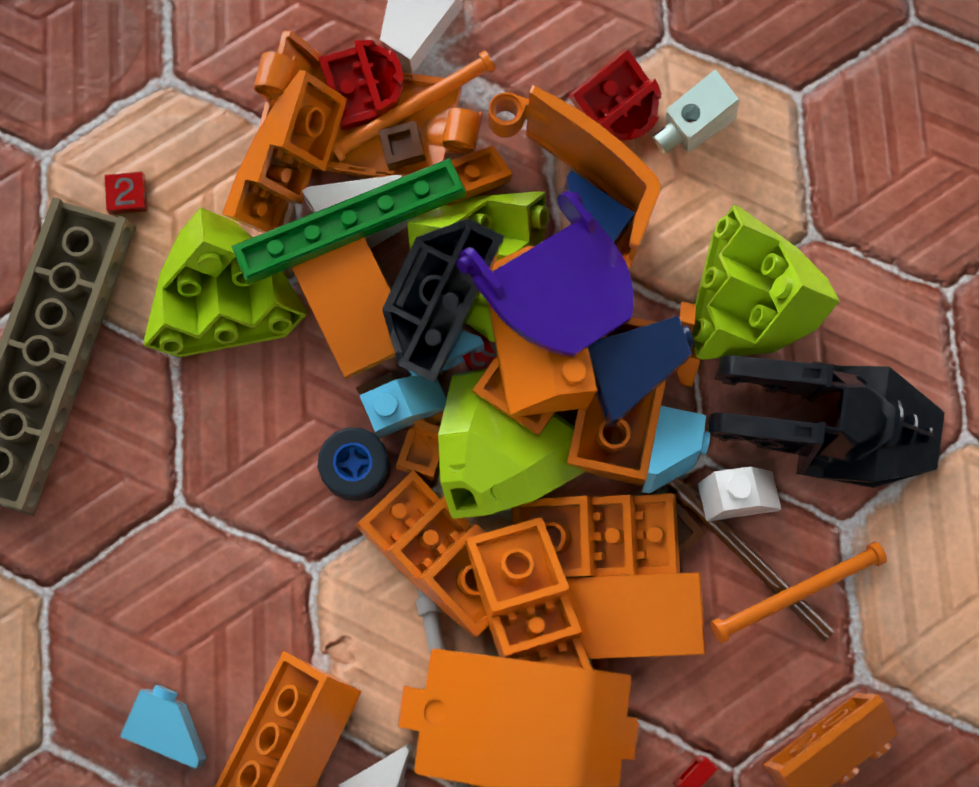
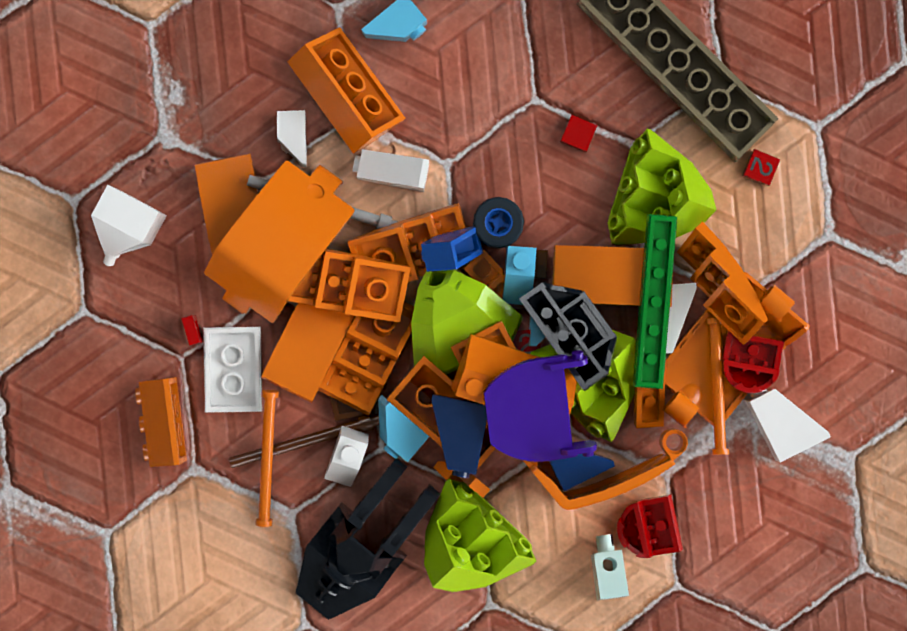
camera: 125 degrees right, 10 degrees up
(193, 427) = (578, 133): none -> red tile
(355, 629) = (392, 169): none -> white slope
(402, 145) = (693, 365): reddish brown tile -> none
(418, 500) = (451, 249): none -> blue slope
(713, 697) = (232, 369): none -> white tile

